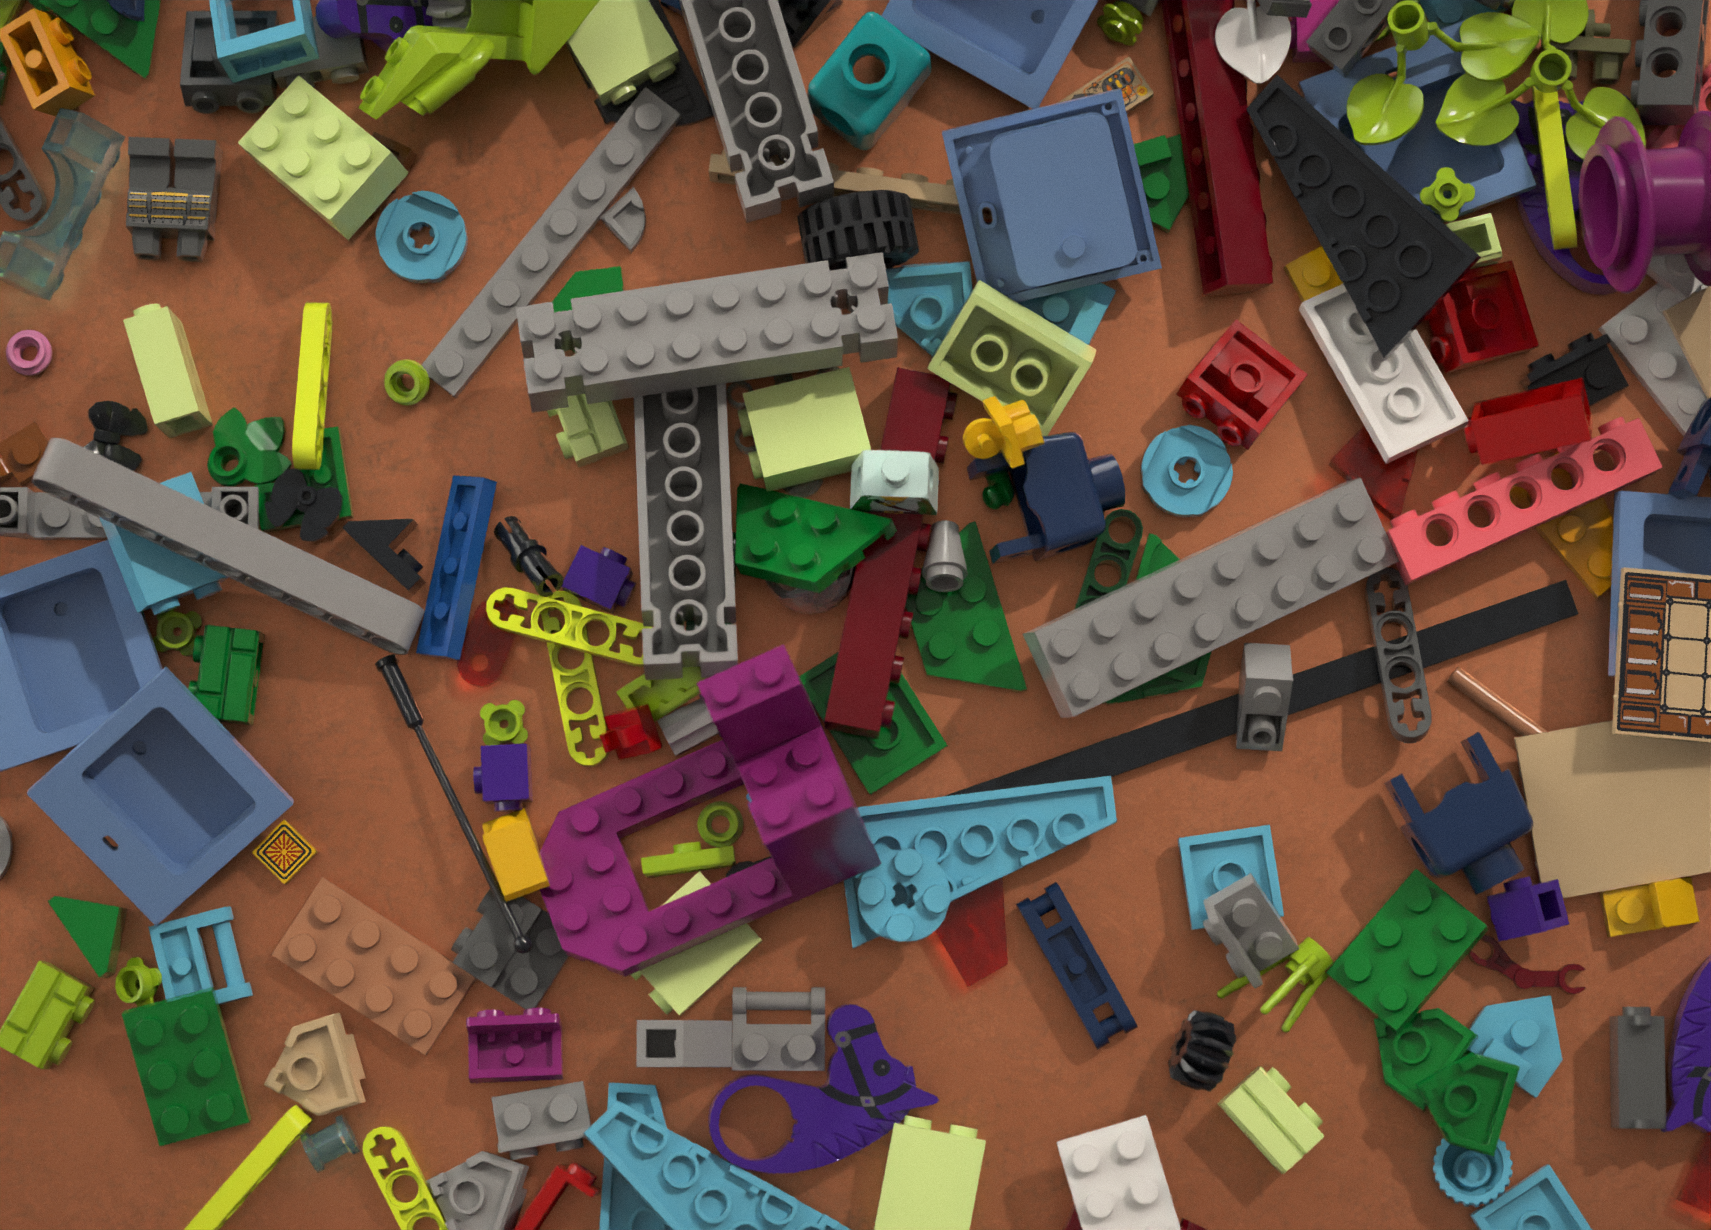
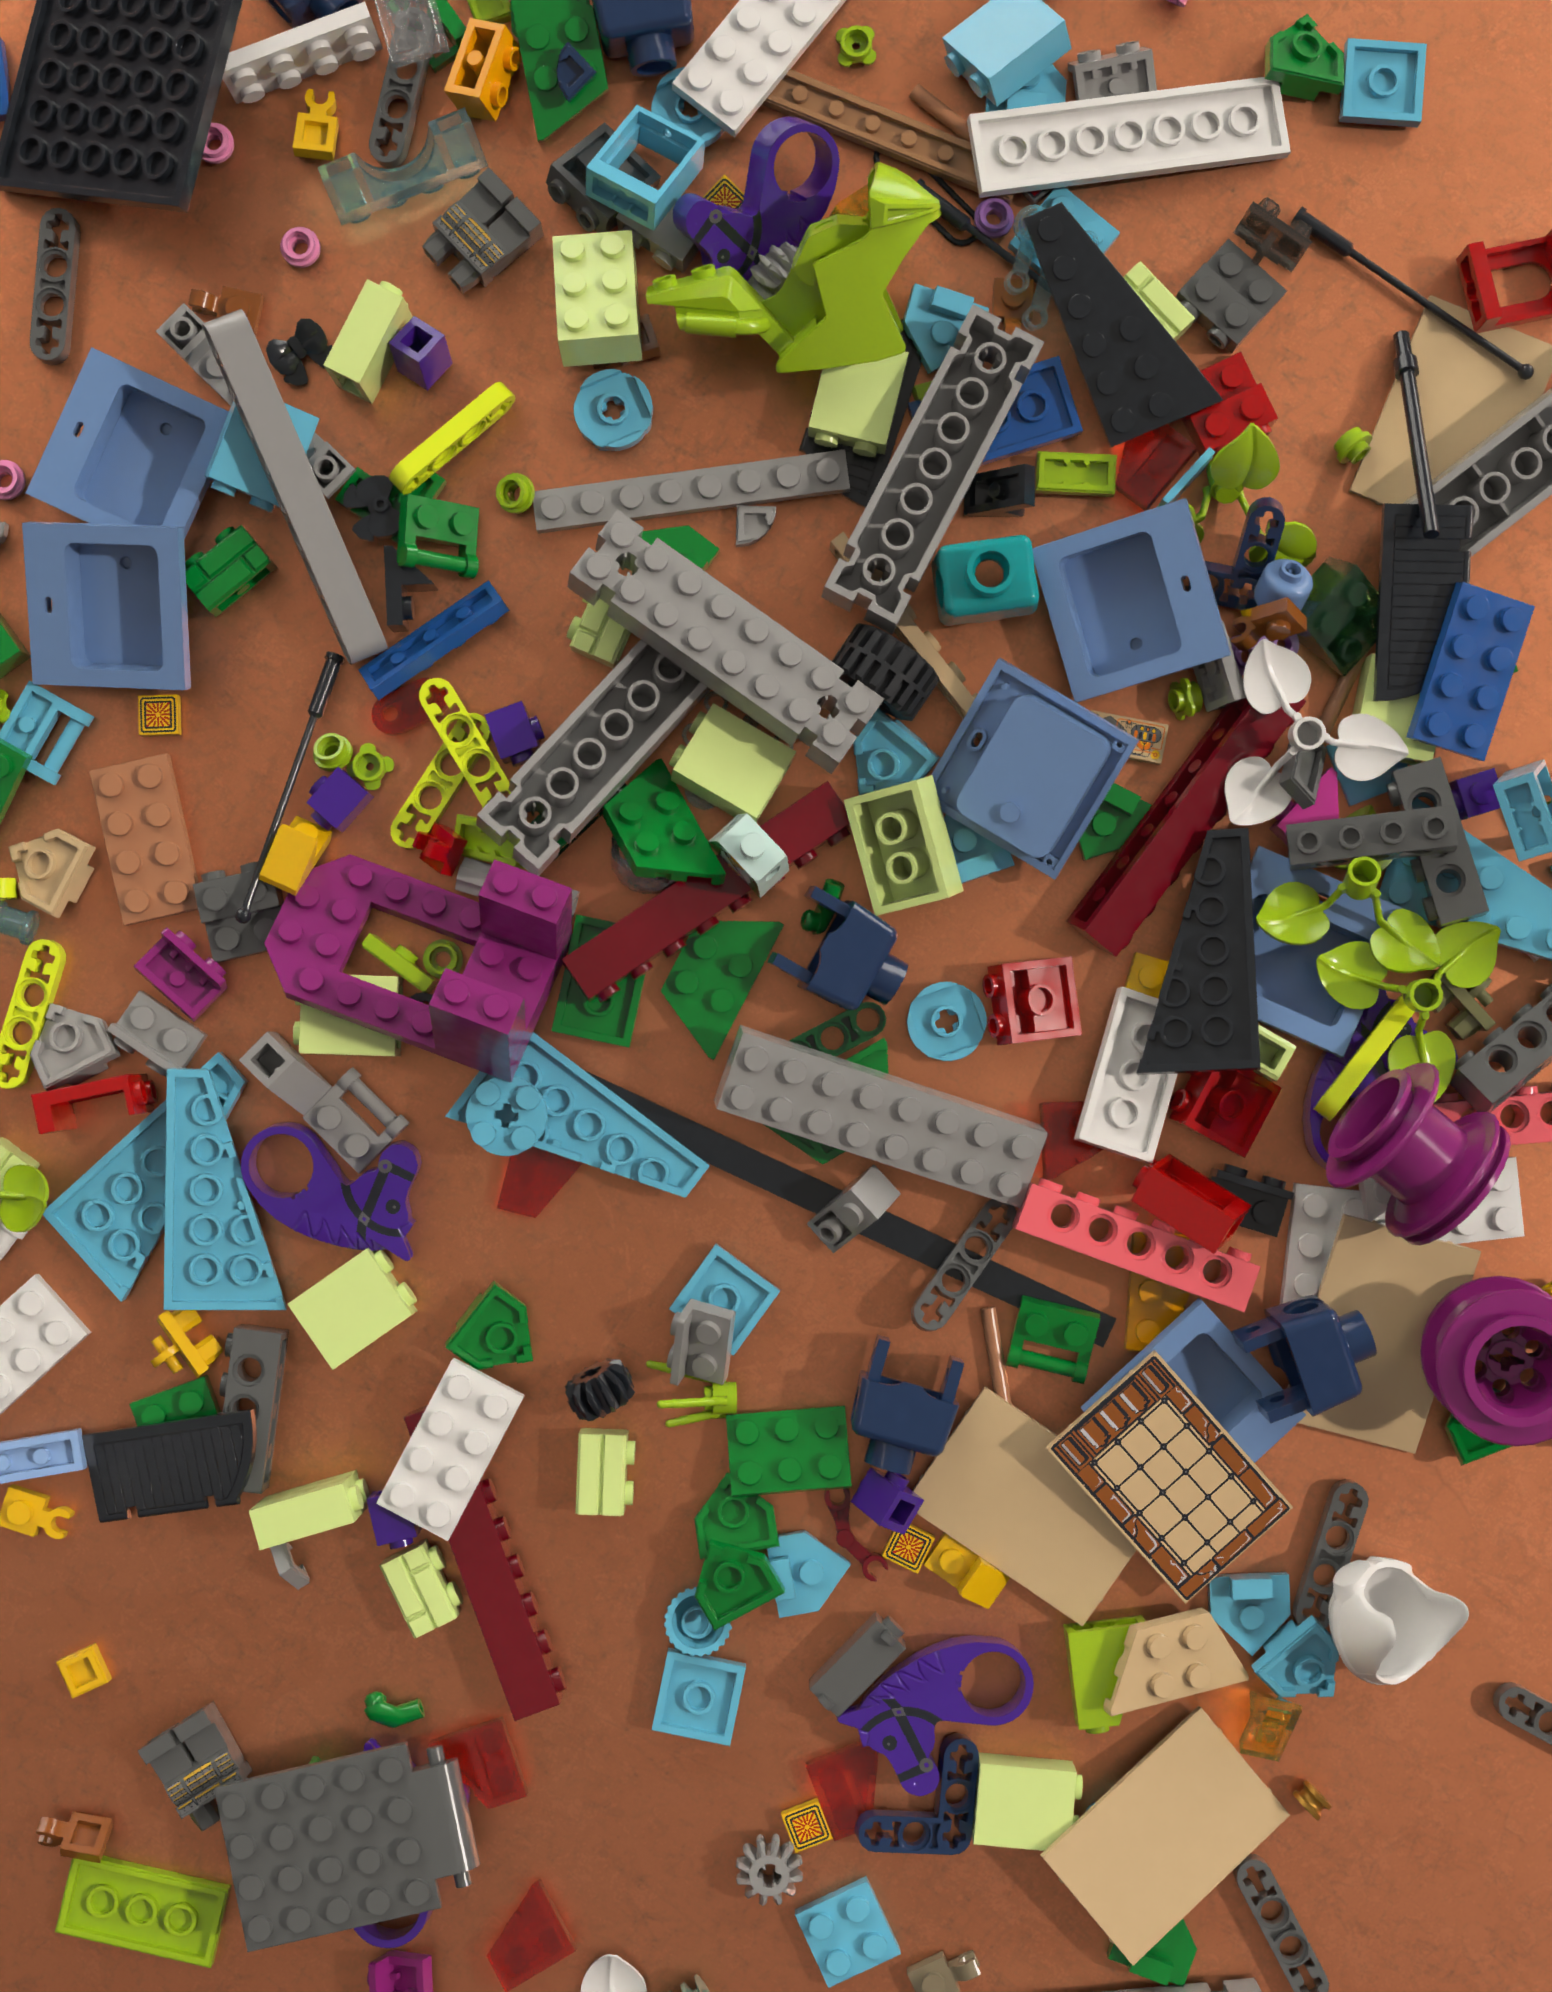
camera: 45 degrees right, 5 degrees up
(170, 620) = (213, 508): lime plate -> none
(218, 341) = (420, 353): none -> dark purple brick
(251, 444) = (382, 441): green plate -> none
(372, 464) = (442, 524): none -> green plate
(452, 738) = (328, 745): none -> lime plate
(528, 556) = (483, 676): black pin -> none
(944, 559) = (739, 930): light grey cone -> none
(1009, 431) = (855, 889): yellow hips -> none
(1064, 1091) = (492, 1330): none -> green plate
(1077, 965) = (576, 1260): dark blue plate -> none
(1446, 181) = (1270, 1001): lime plate -> none
(1523, 633) = (1056, 1327): none -> green plate
(1584, 935) = (908, 1549): none -> tile

